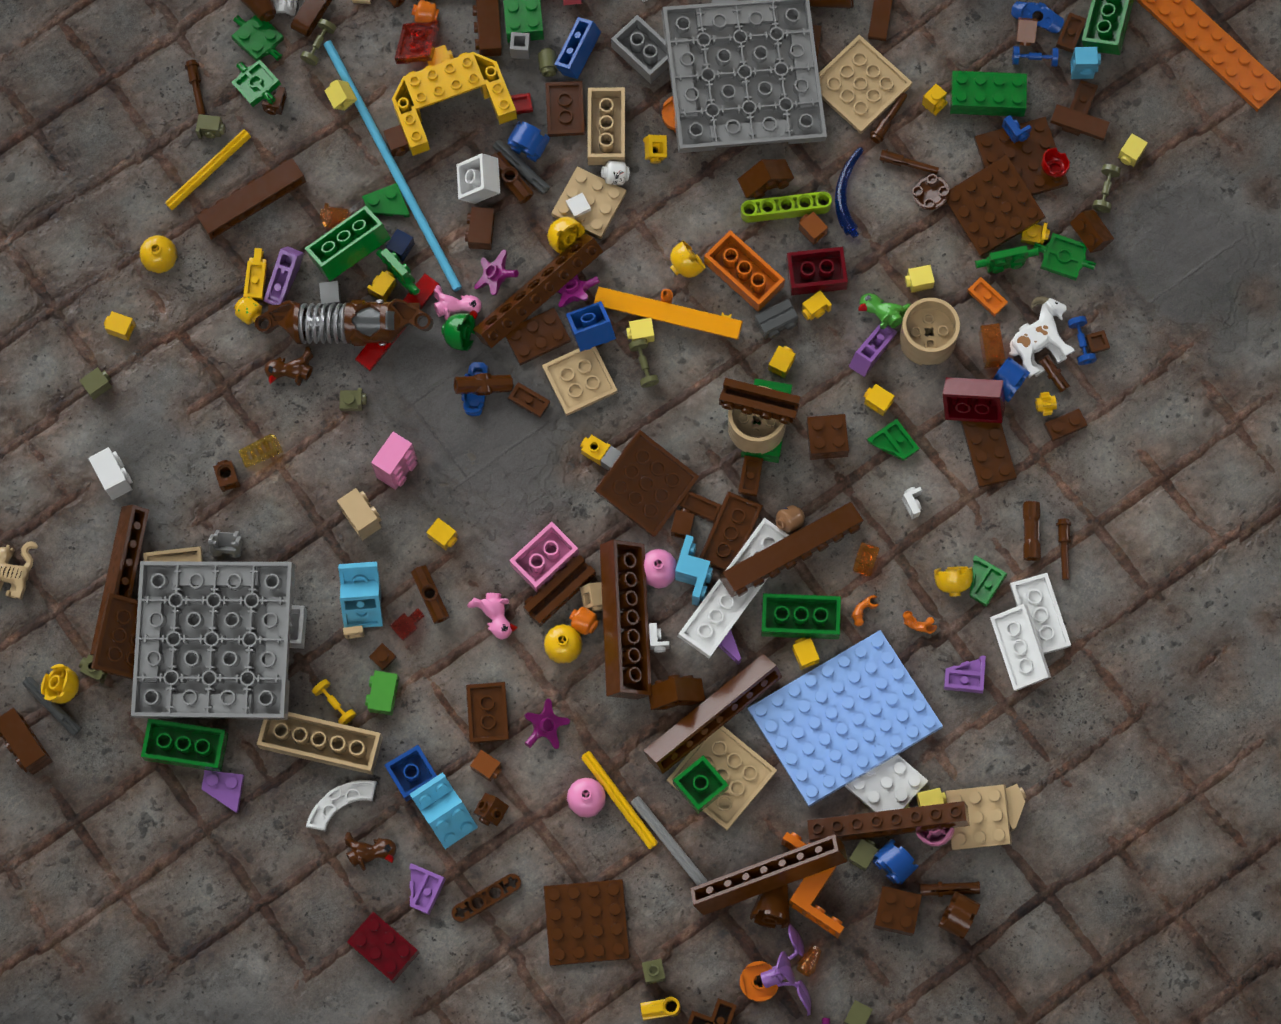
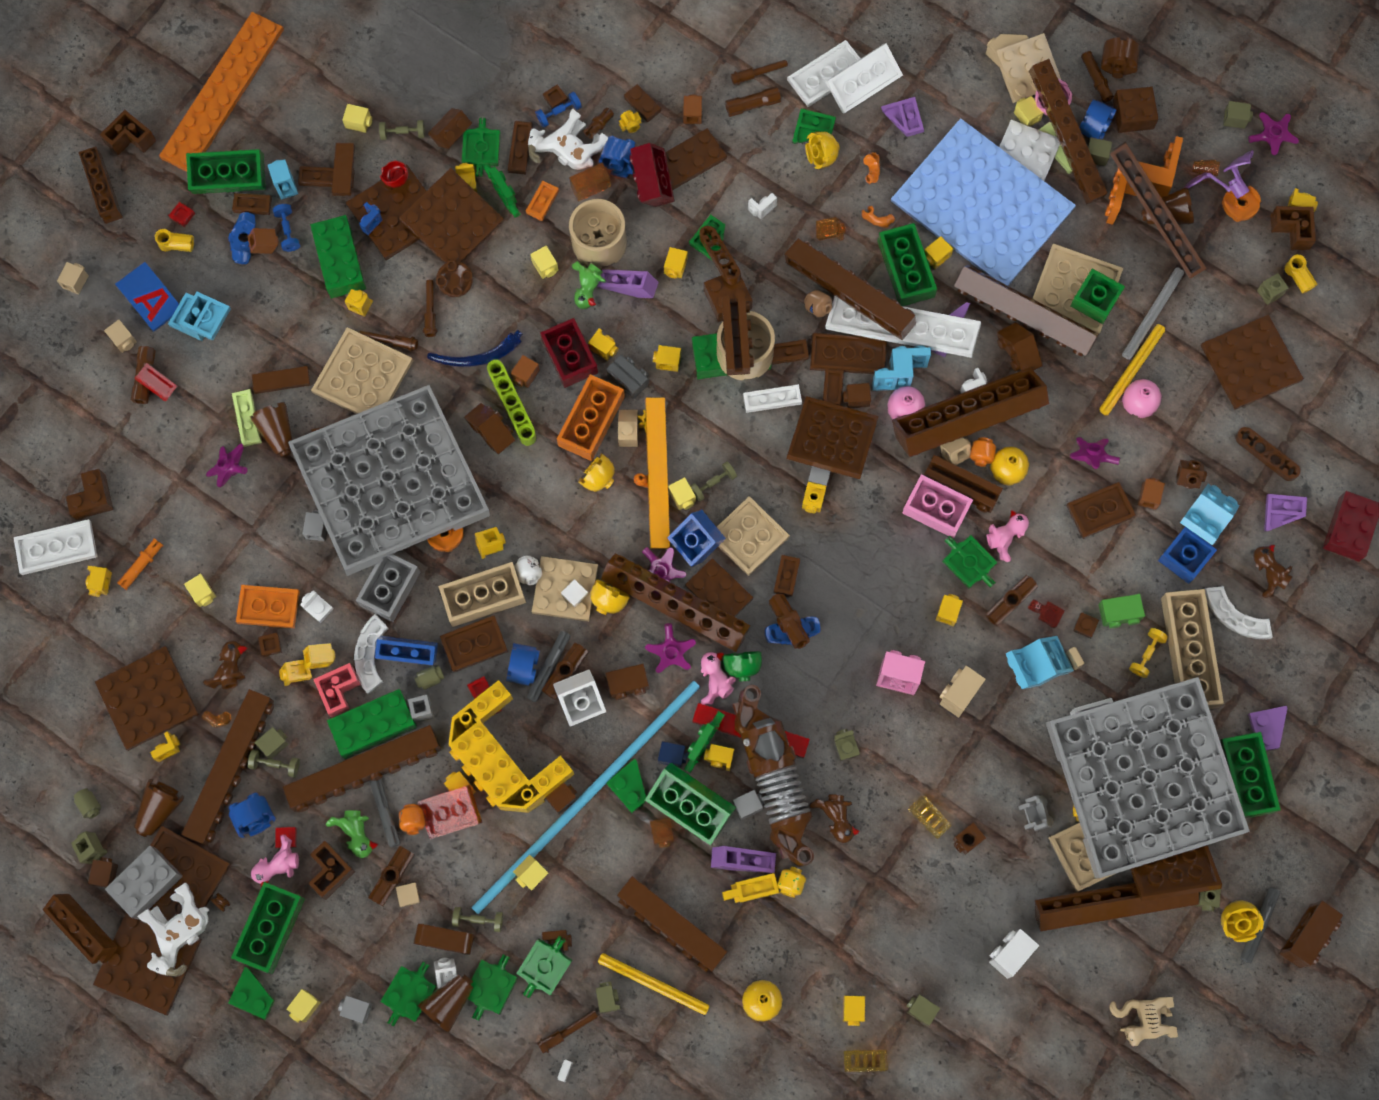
camera: 110 degrees left, 0 degrees up
(70, 334) = (883, 1060): none -> clear yellow slope
(164, 75) = (564, 1071): none -> white tile
(481, 571) = (969, 561): none -> green plate
(570, 12) = (365, 653): none -> white tile
(708, 445) = (772, 398): none -> white plate
(726, 302) = (628, 428): none -> tan slope
(868, 441) = (723, 253): none -> reddish brown beam
(1040, 287) = (519, 148): none -> reddish brown tile
(1041, 468) = (692, 109): none -> dark orange brick

